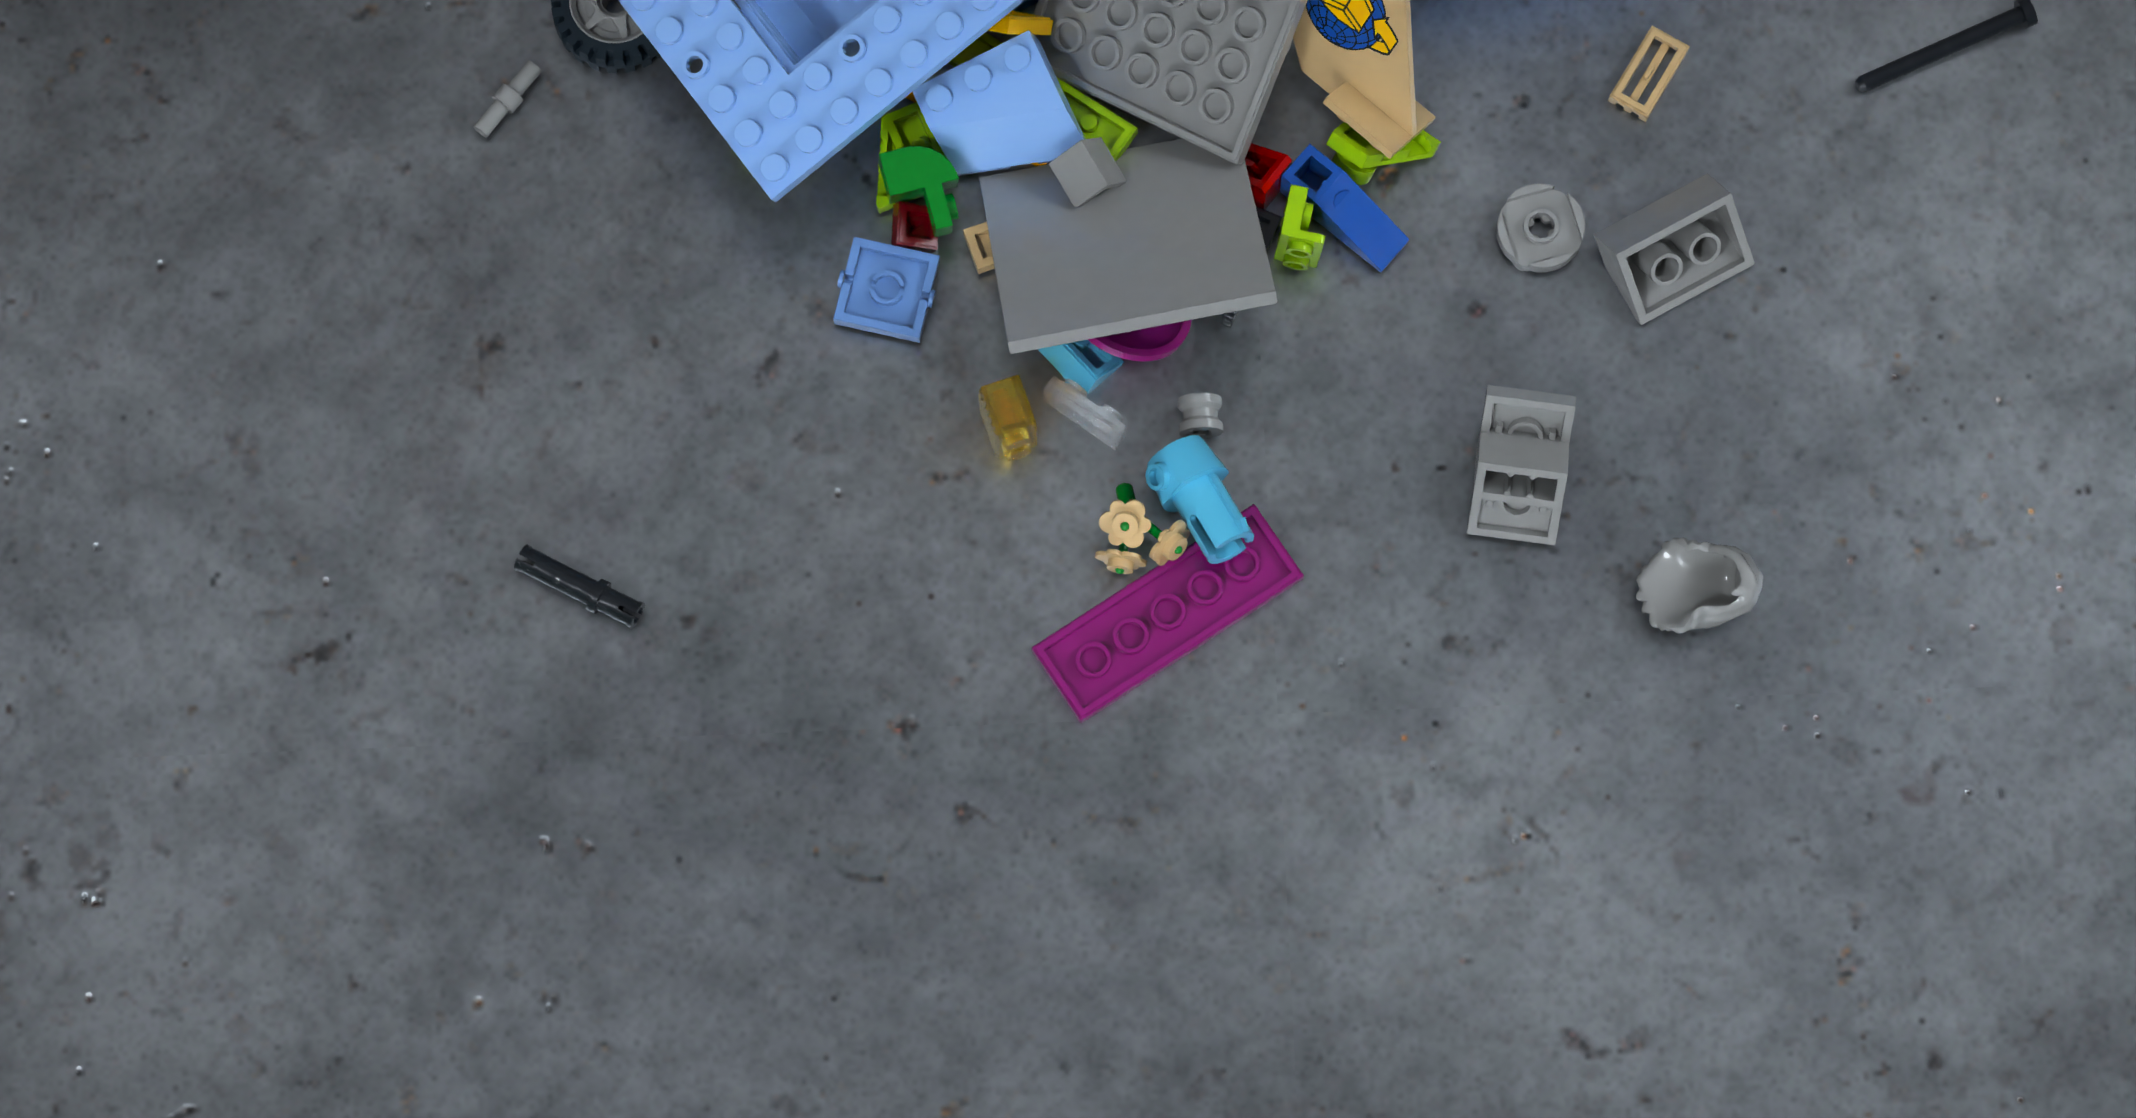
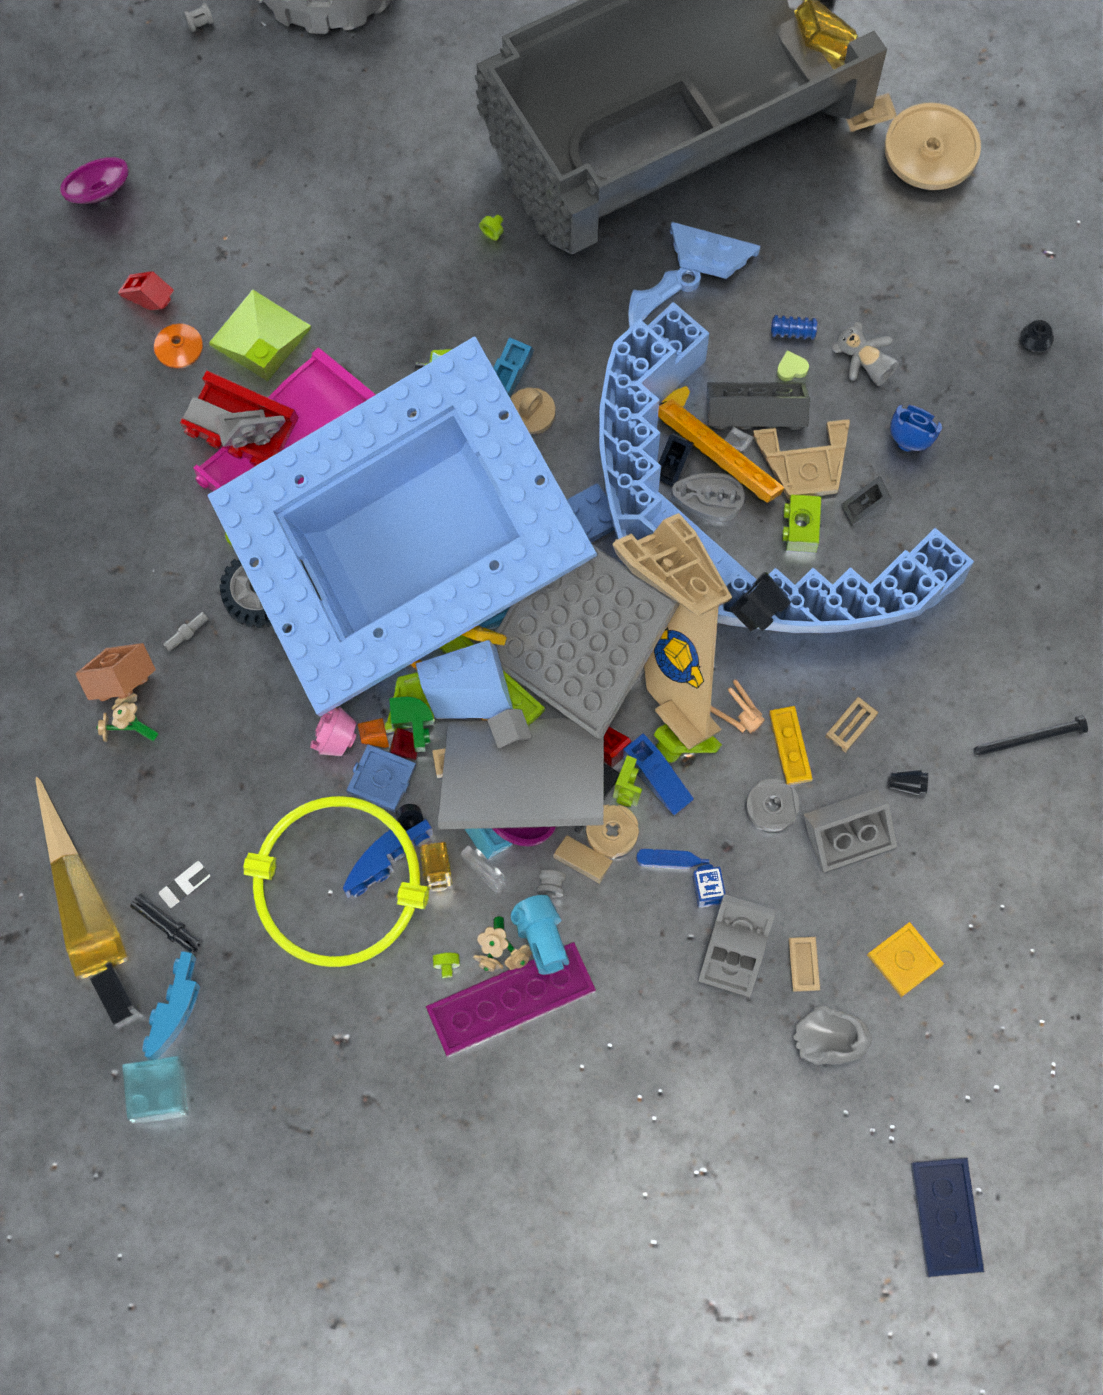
camera: 10 degrees right, 5 degrees down
(408, 185) = (115, 672): none -> nougat slope
(439, 257) = (123, 714): none -> tan plant
(448, 608) = (86, 923): none -> clear yellow plate
(519, 714) = (114, 995): none -> black panel
(593, 517) = (184, 884): none -> white sticker
(619, 852) = (155, 1090): none -> clear light blue piece
(620, 733) = (171, 1018): none -> dark azure slope
(720, 468) = (262, 867): none -> neon yellow piece
(795, 228) = (334, 733): none -> bright pink cone
(858, 217) = (373, 733): none -> orange slope
(906, 426) = (375, 861): none -> blue slope
(946, 346) = (409, 816): none -> black tile
(1052, 571) = (446, 962): none -> lime tile
(1244, 368) = (582, 859): none -> tan slope
(1295, 337) = (612, 845): none -> tan plate
(1384, 344) = (668, 859): none -> blue piece
(1458, 377) = (708, 885): none -> brick
(1480, 89) = (750, 718): none -> light nougat plant
(1553, 125) = (790, 745): none -> yellow tile
(1634, 477) = (804, 964): none -> tan tile
(1759, 153) = (910, 781): none -> black cone
(1796, 443) = (905, 959): none -> yellow tile
(1925, 837) = (947, 1217): none -> dark blue tile

